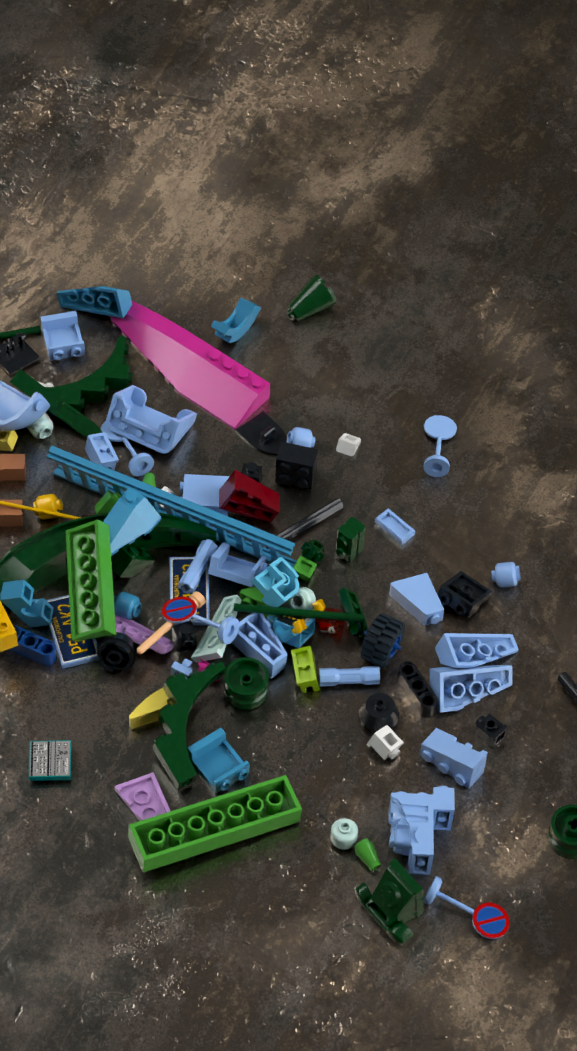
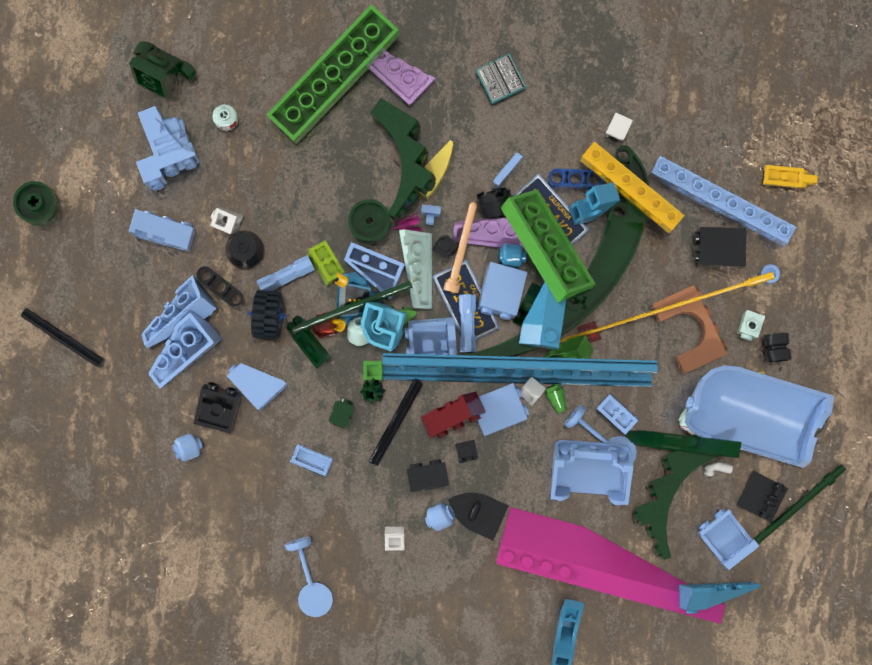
camera: 160 degrees right, 30 degrees up
(48, 502) = (636, 331): yellow head -> none
(89, 678) = (507, 170): none -> light blue tile
(152, 580) = (501, 291): none -> light blue brick
(184, 608) = (458, 262): piece -> none
(217, 761) = (359, 141): dark azure panel -> none
(366, 852) = (200, 111): bright green cone -> none
(488, 918) = (79, 98): piece -> none
(490, 730) = (146, 282): black brick -> none

